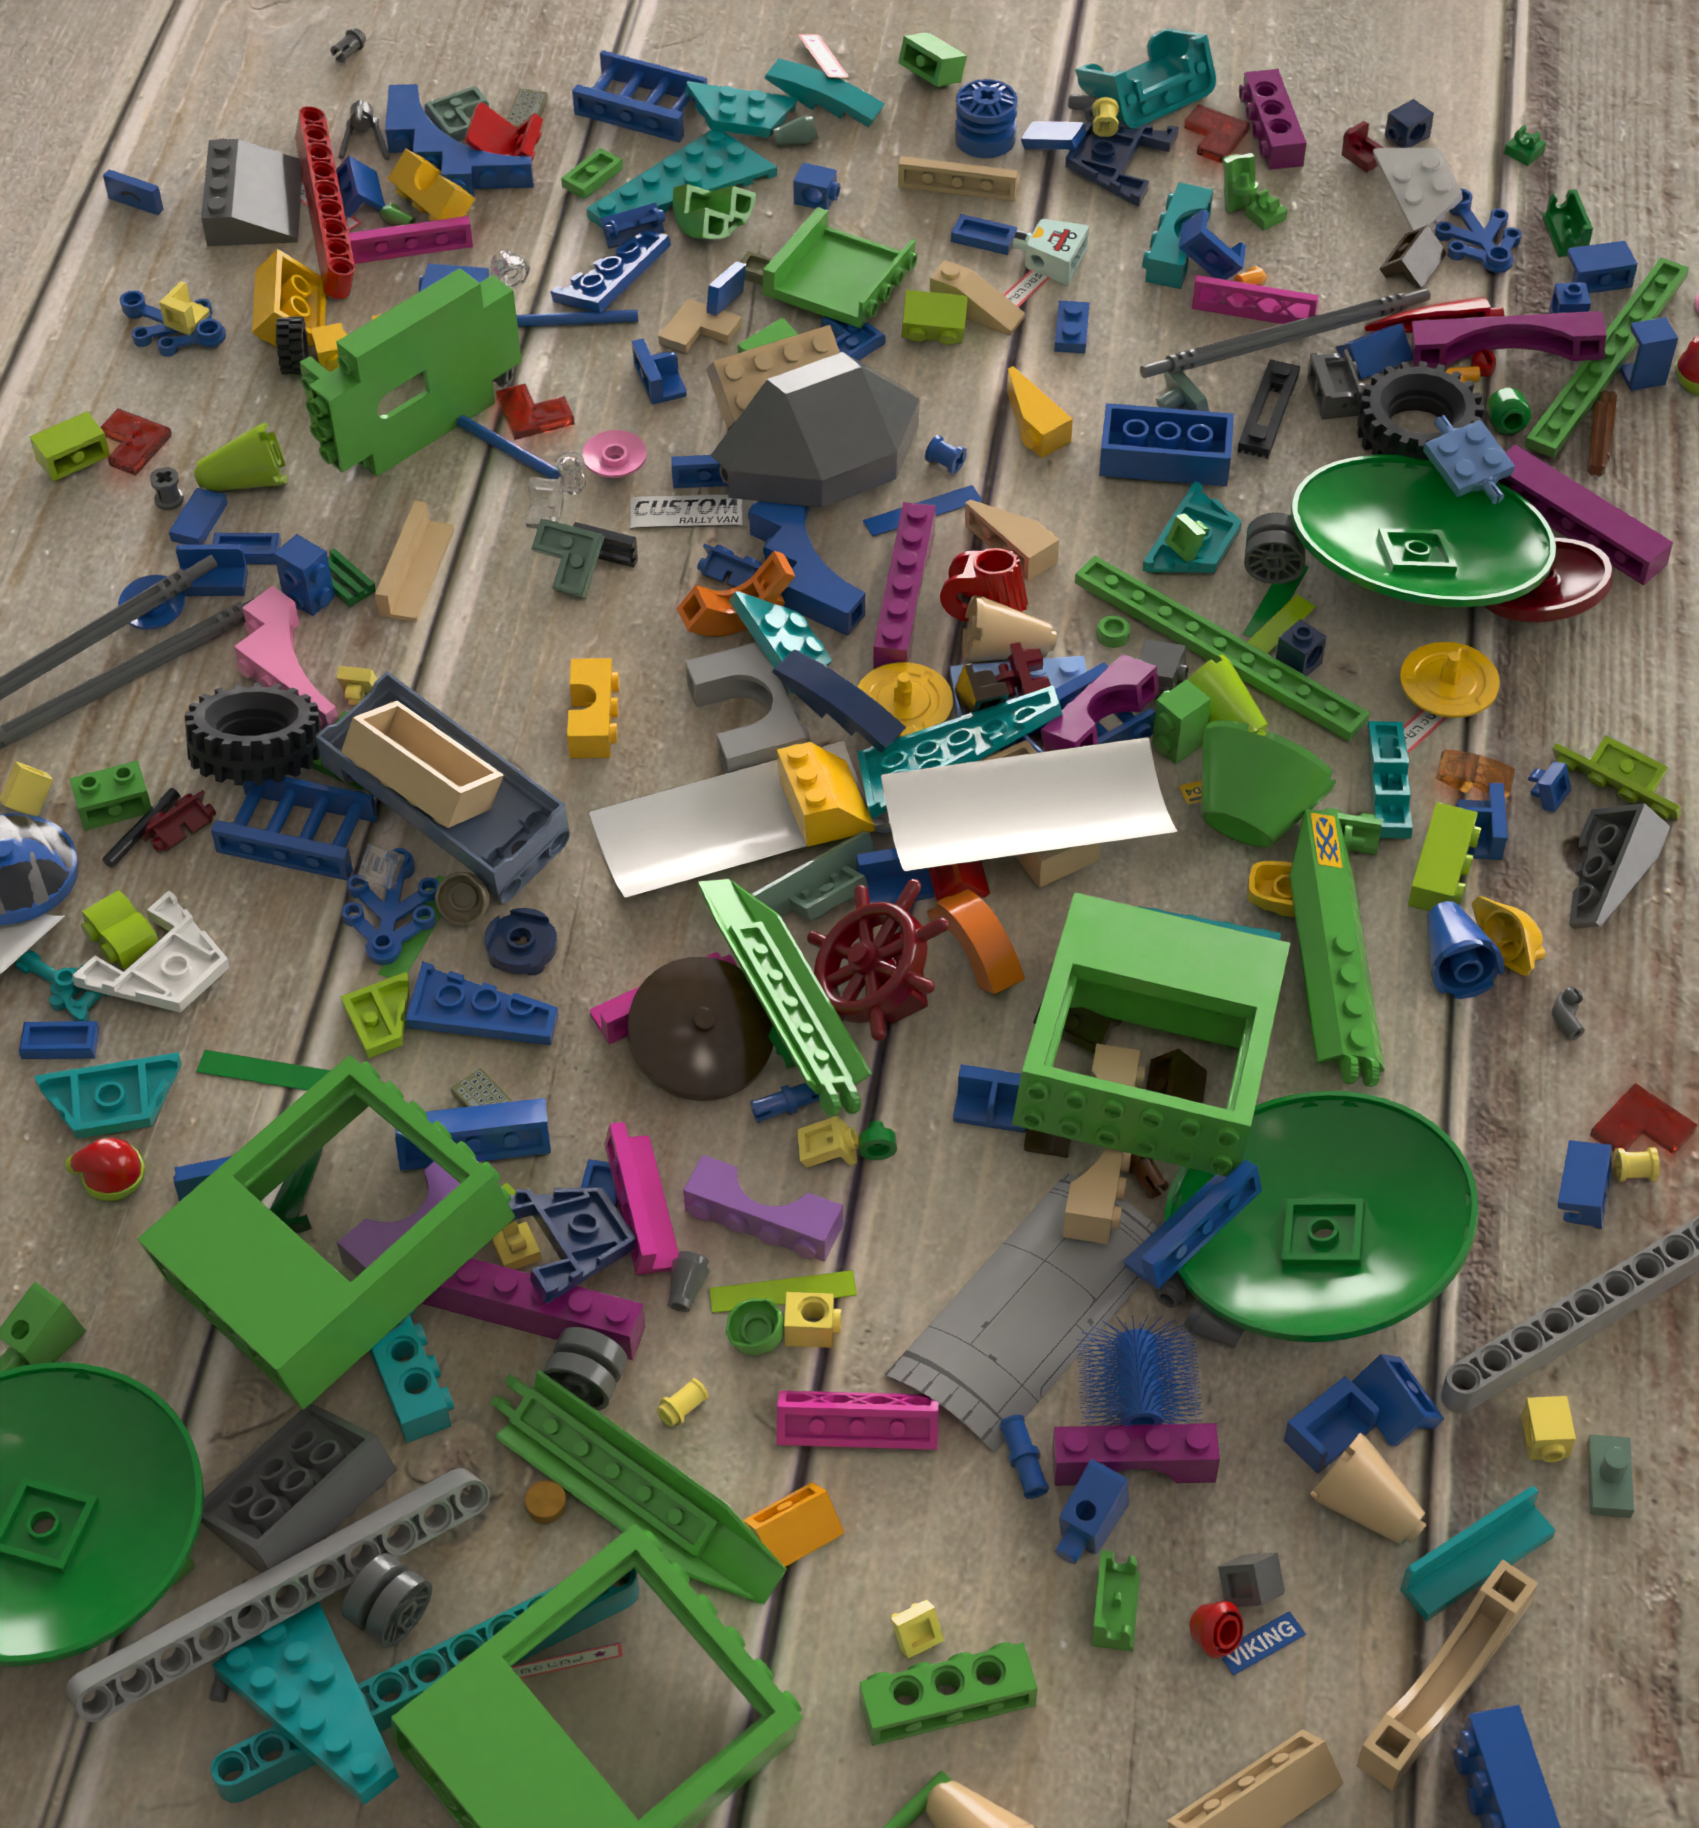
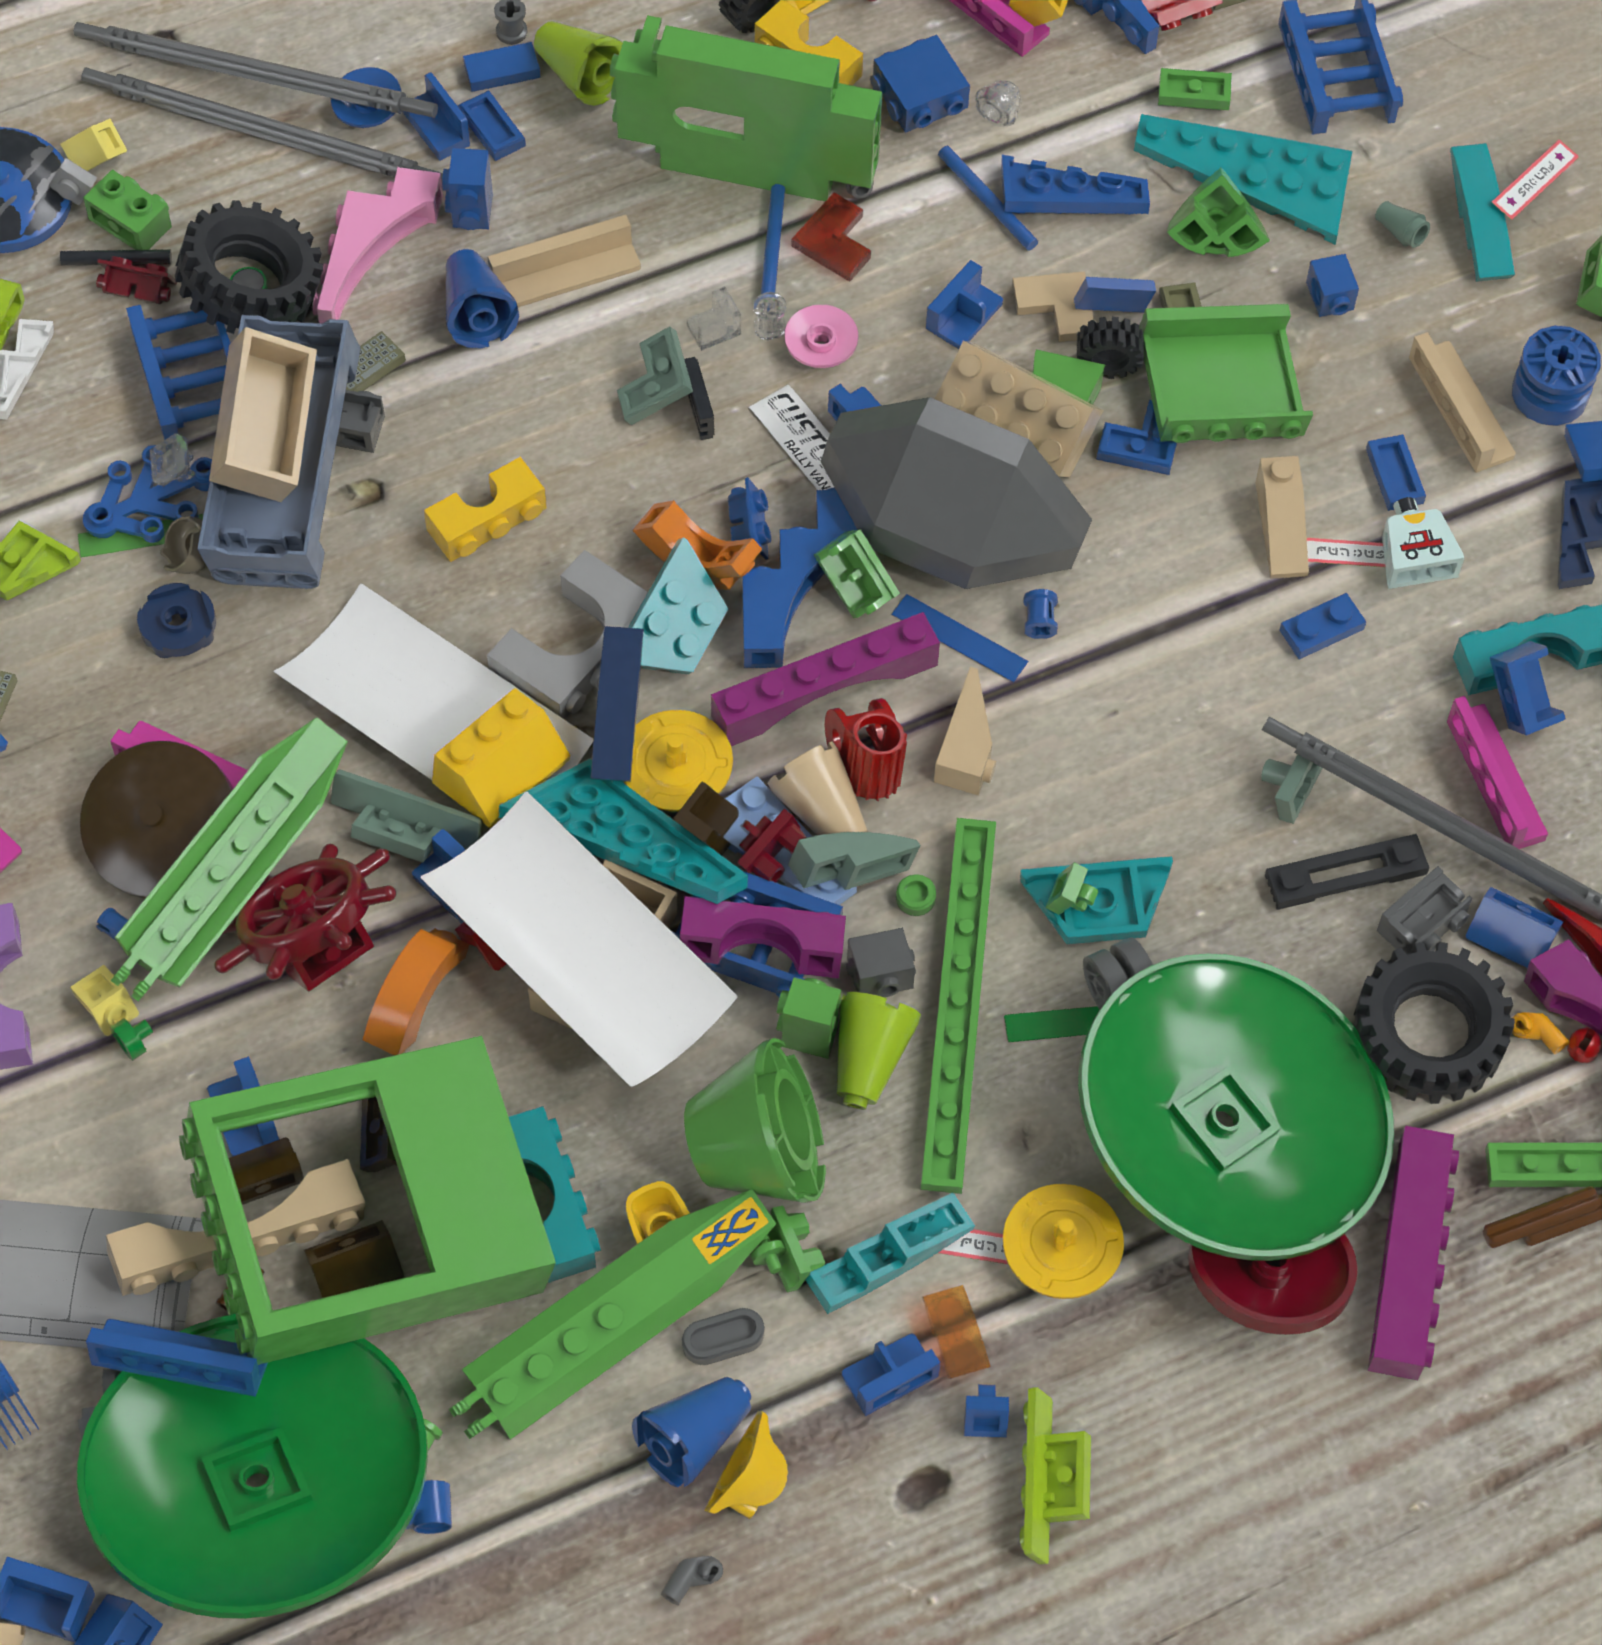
camera: 55 degrees right, 10 degrees up
(54, 810) = (72, 181): none -> light grey plate
(355, 682) = (382, 311): light yellow tile -> none
(366, 586) = (516, 198): green tile -> none
(402, 620) = (477, 302): none -> blue cone
(462, 1007) = (77, 627): blue wing -> none
(627, 224) = (1149, 163): blue hinge -> none
(740, 109) = (1390, 157): teal wing -> none
(768, 305) = (1112, 344): none -> black tyre
(836, 524) = (856, 573): none -> bright green hinge
(934, 317) = (1220, 495): lime brick -> none
(1039, 420) = (1153, 662): yellow slope -> none
(1067, 640) = (851, 858): none -> sand green slope
(1166, 444) = (1198, 802): blue brick -> none
(1253, 276) = (1532, 756): light orange arm -> none
(1269, 634) = (1029, 1042): lime sticker -> none
(1301, 647) = (1002, 1078): dark blue brick -> none
(1387, 905) = (723, 1336): none -> dark grey tile
(1444, 857) = (808, 1357): lime brick -> none
(1469, 458) = (1380, 1098): medium blue plate -> none
(1508, 411) = (1517, 1105): green head -> none
(1616, 853) = (938, 1526): dark grey wedge -> none

